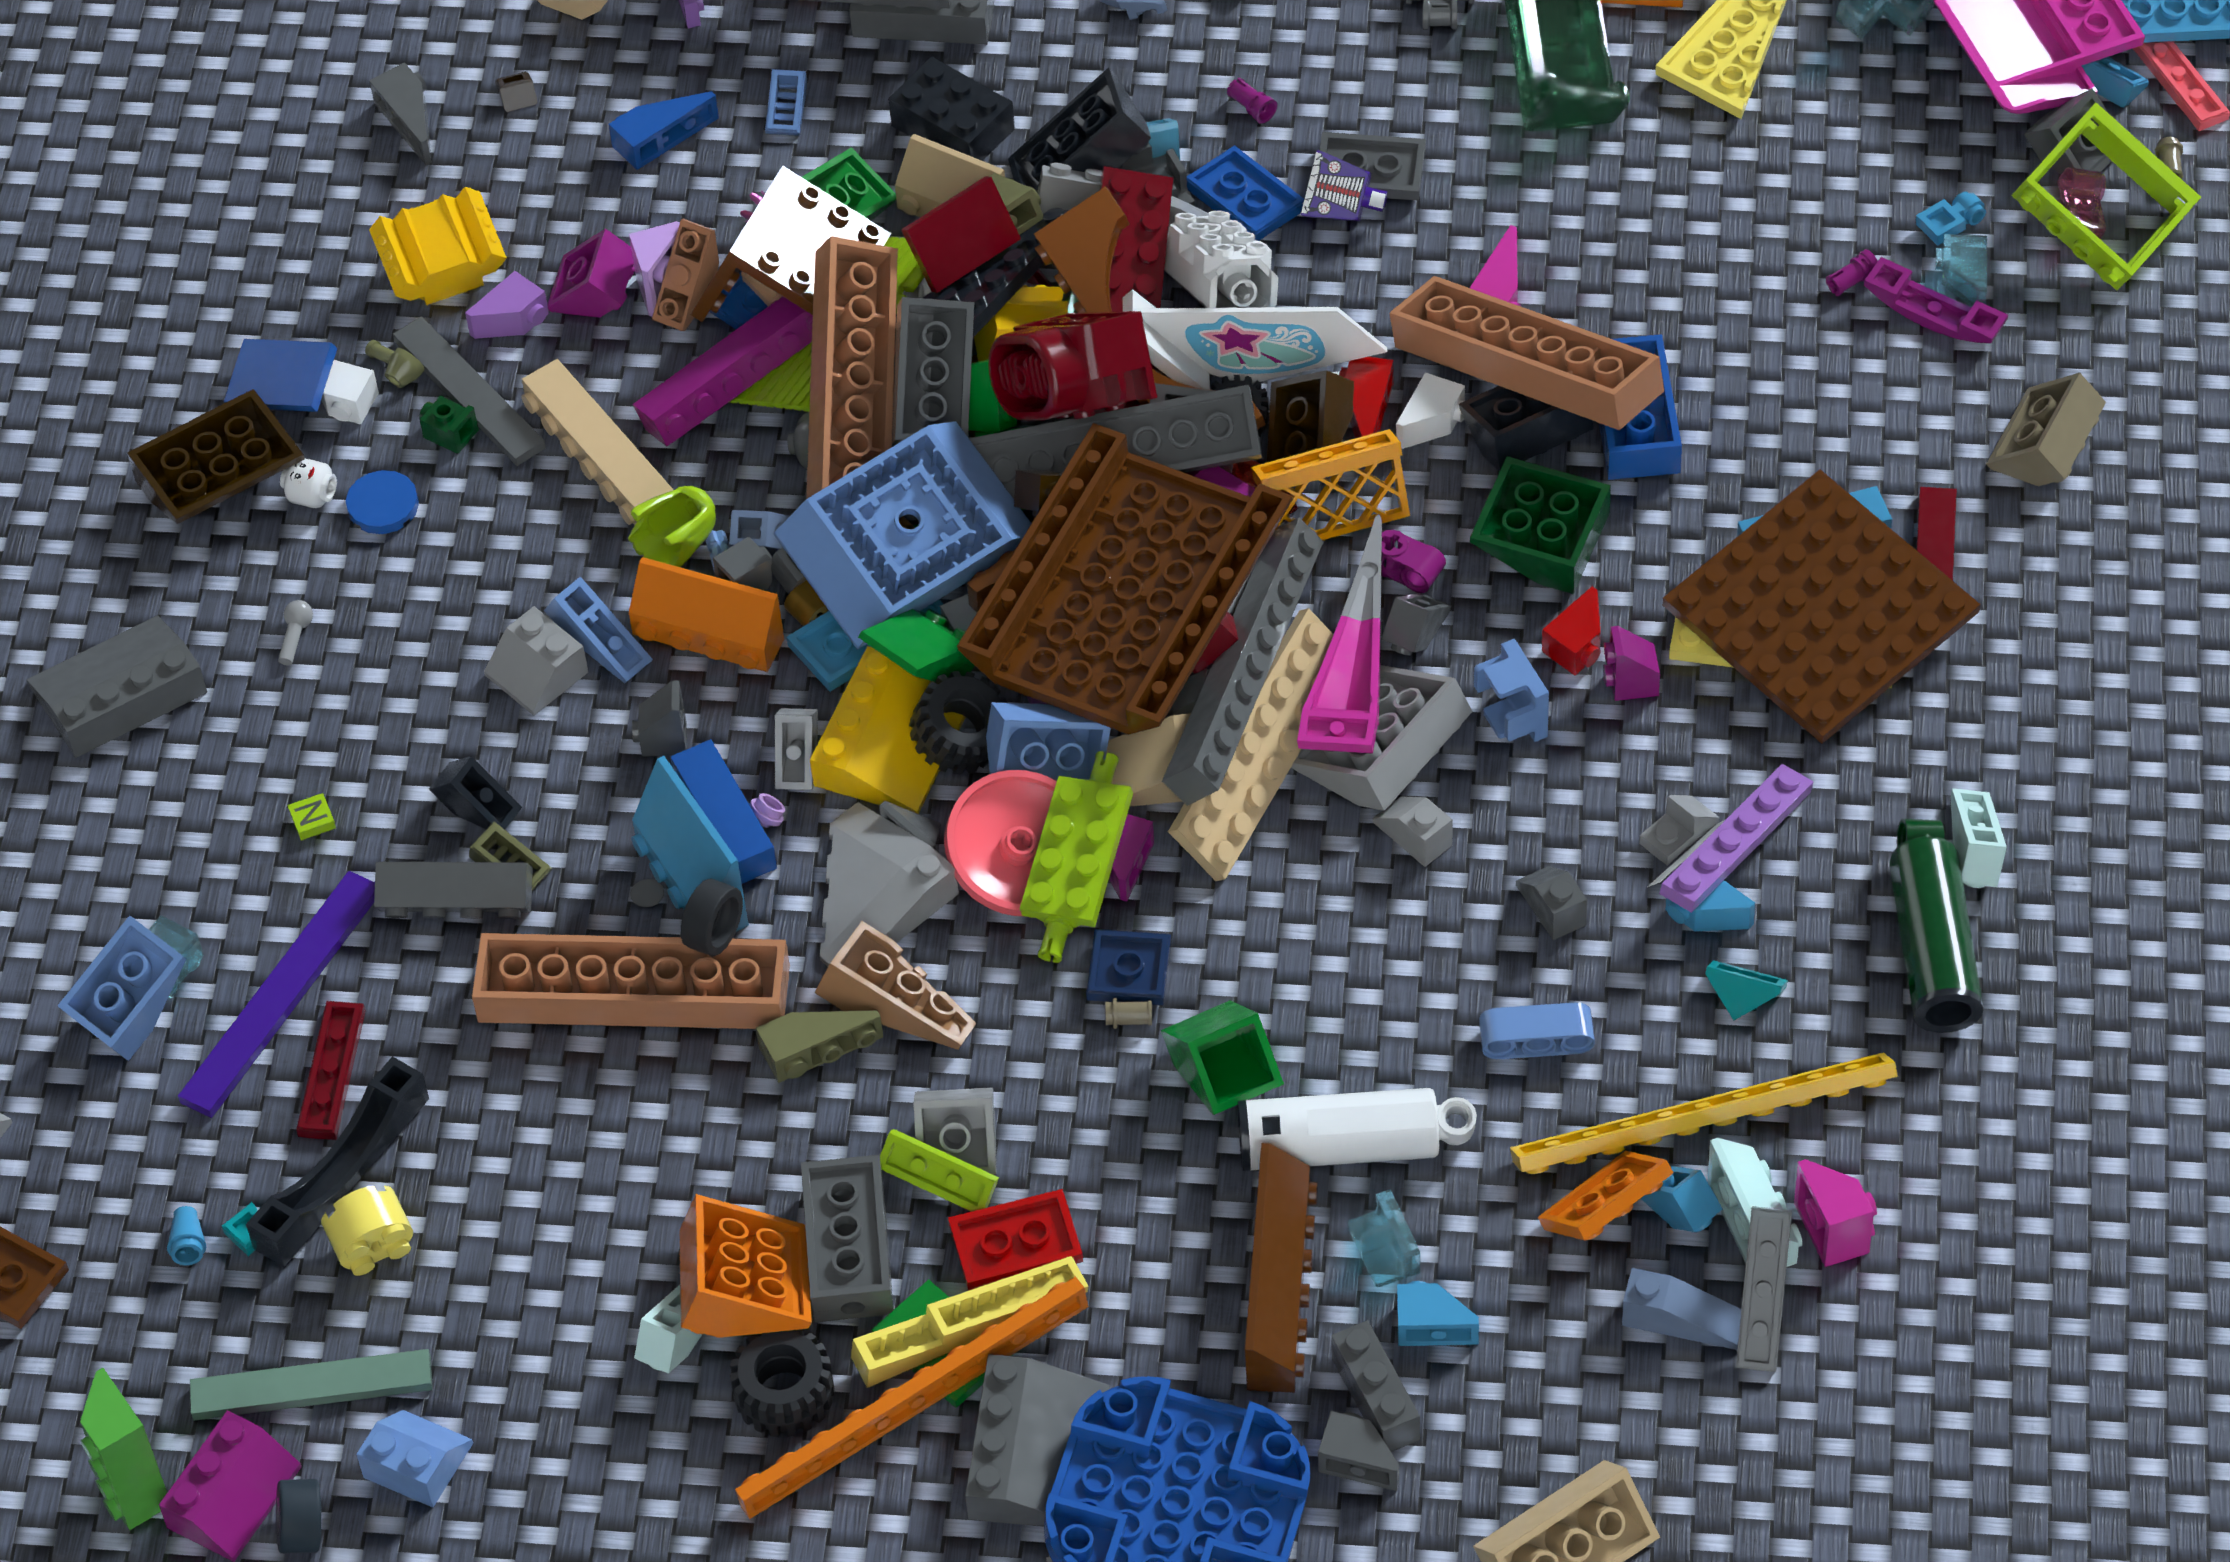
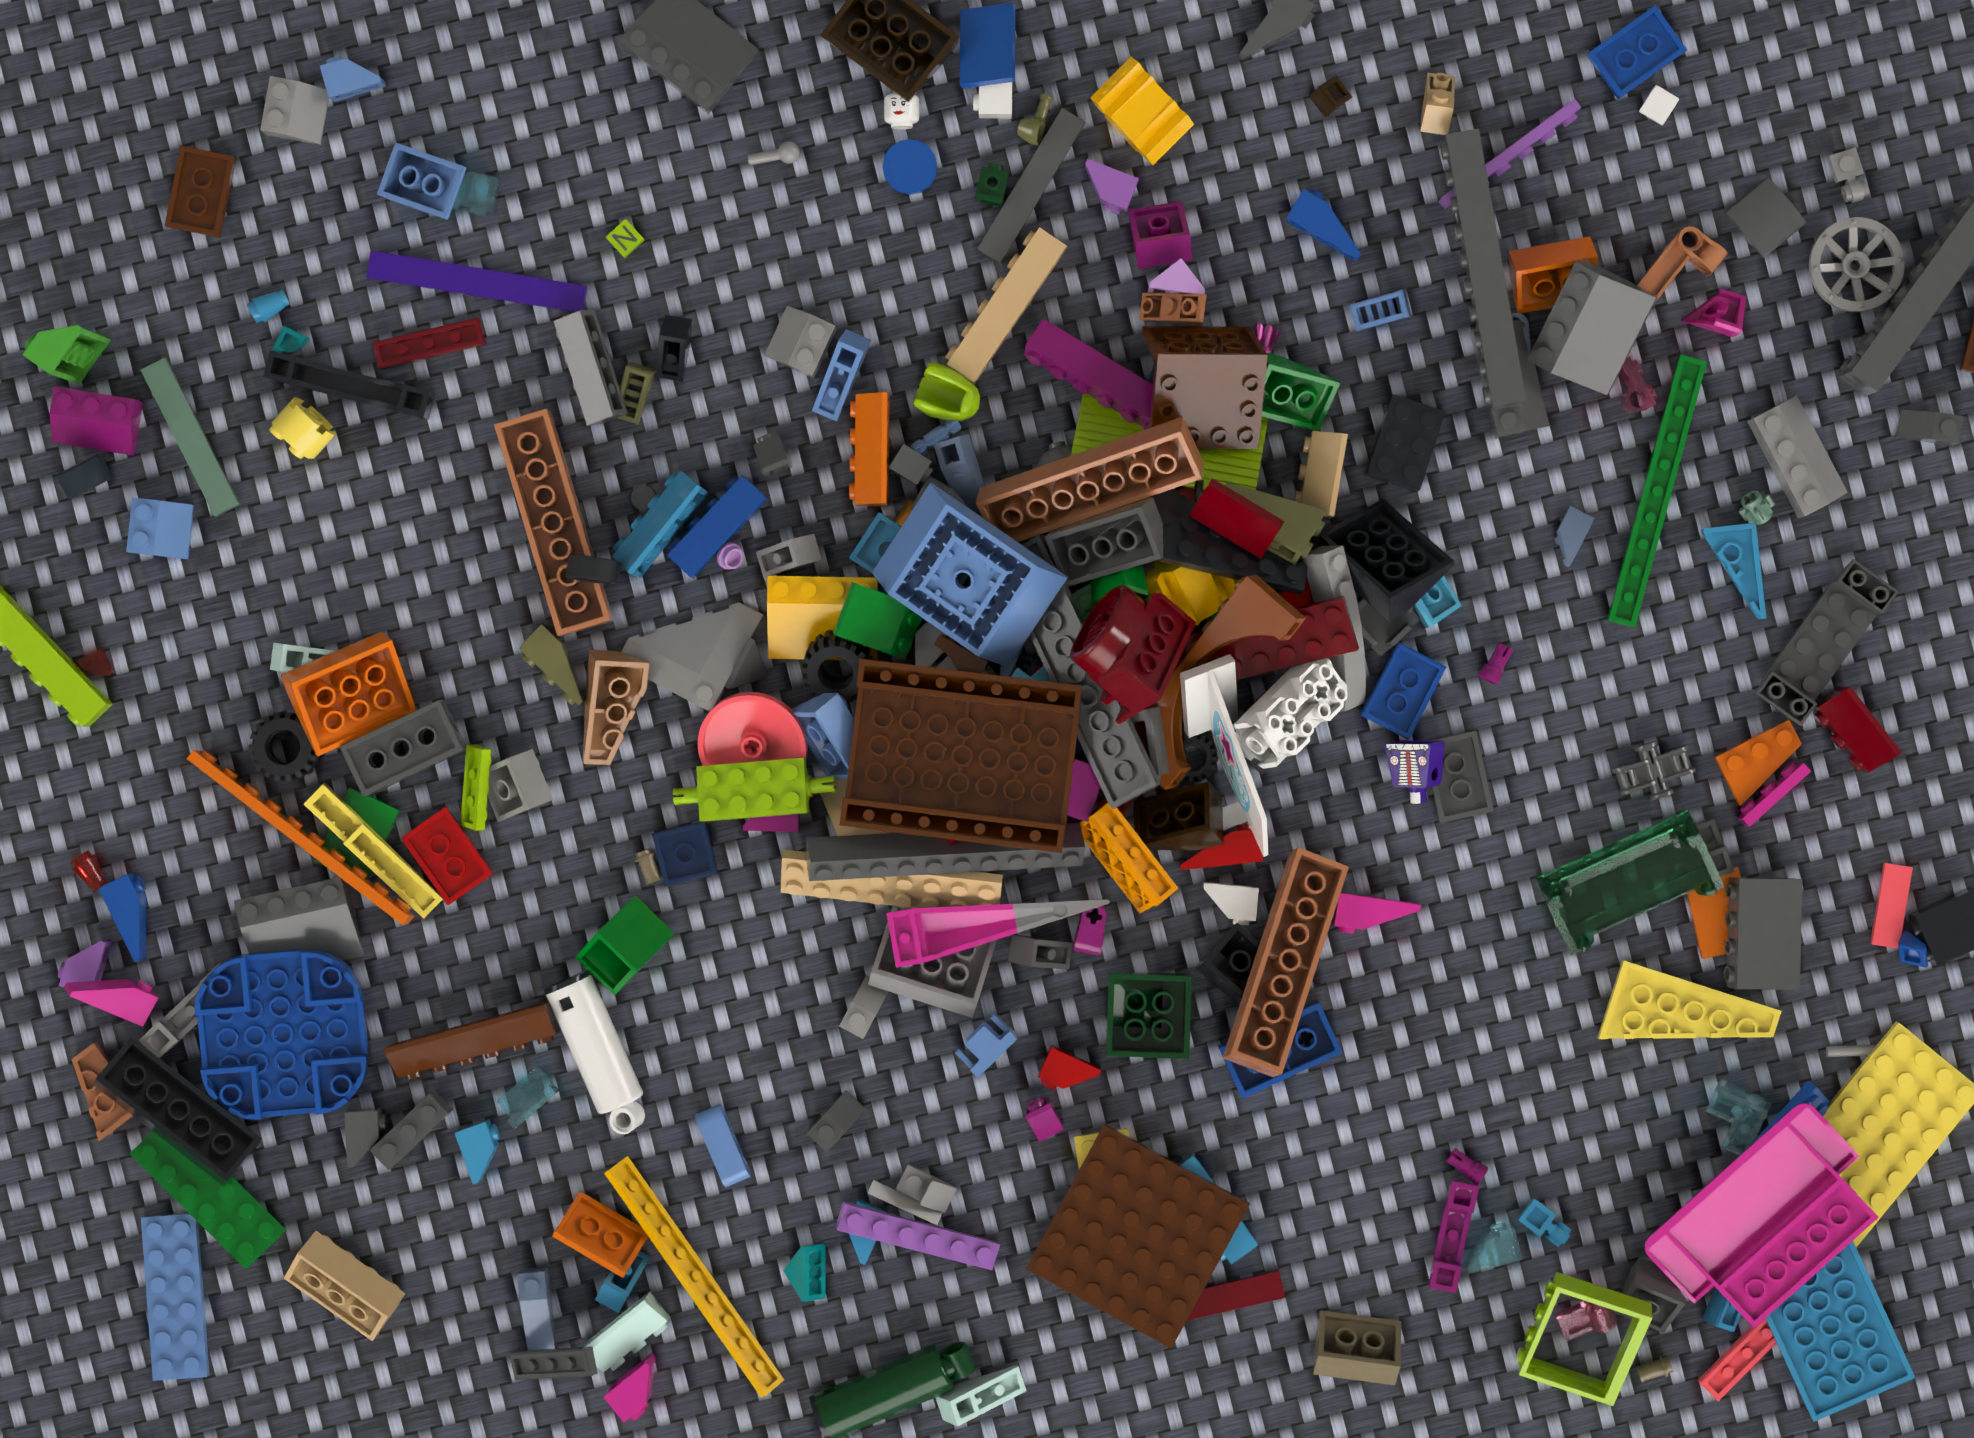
camera: 70 degrees right, 35 degrees up
(1033, 488) = (1030, 660): dark brown brick -> none

